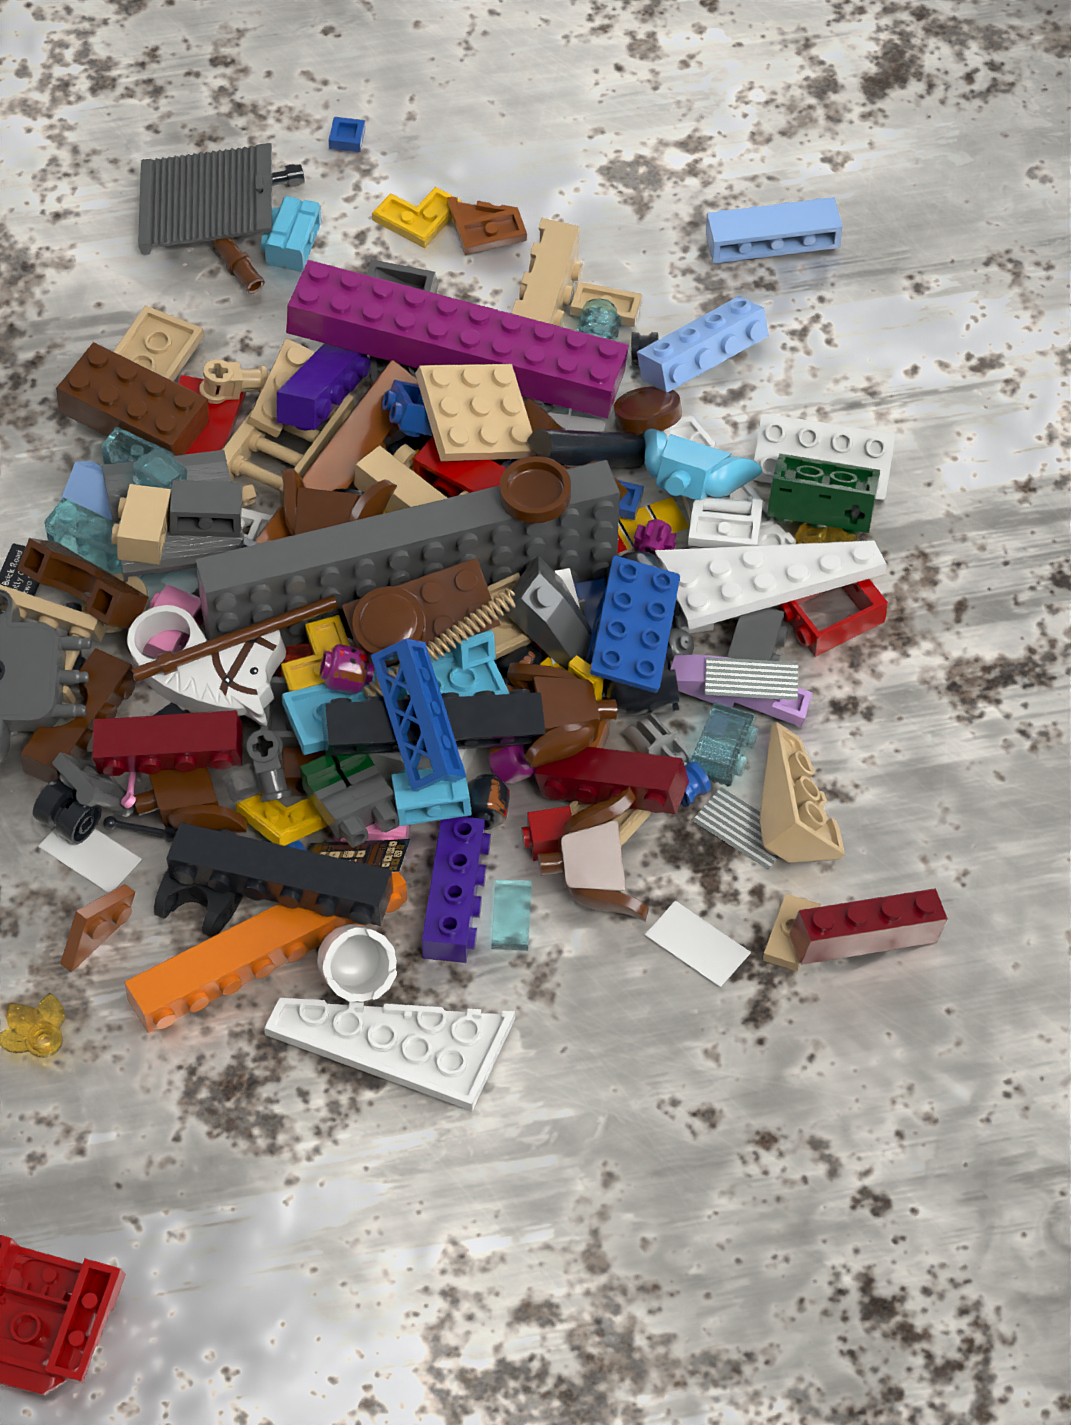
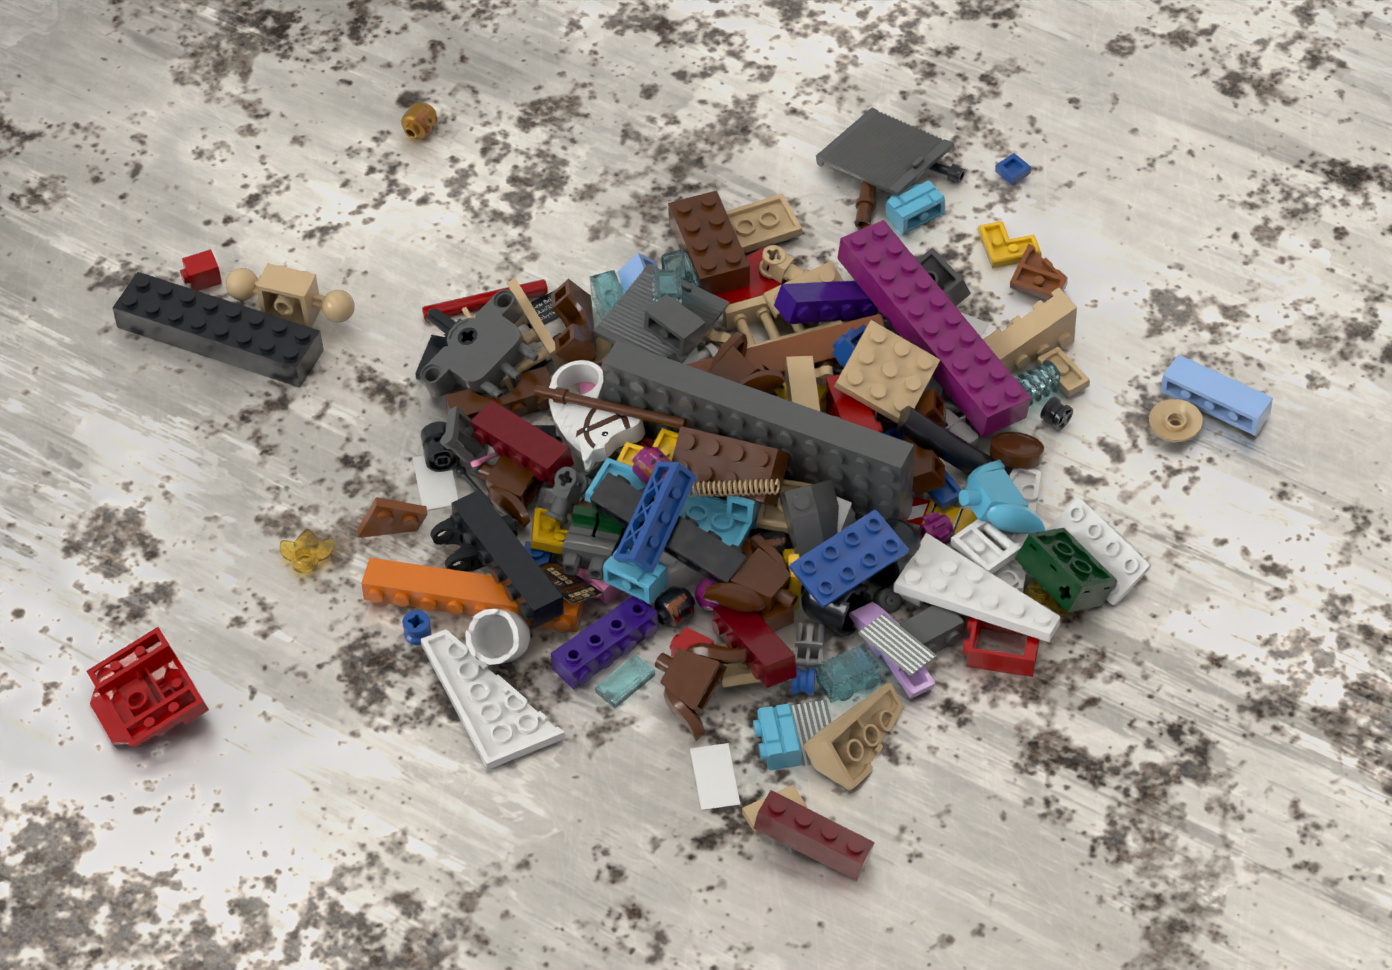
camera: 45 degrees right, 5 degrees down
(142, 524) = (626, 309): tan brick -> none
(244, 1029) = (422, 630): none -> blue wheel
(387, 618) = (696, 450): reddish brown piece -> none
(535, 489) = (847, 430): reddish brown piece -> none
(702, 344) = (1092, 432): light blue brick -> none
(724, 856) = (779, 737): none -> medium azure brick
(760, 279) = (1179, 413): none -> tan dish

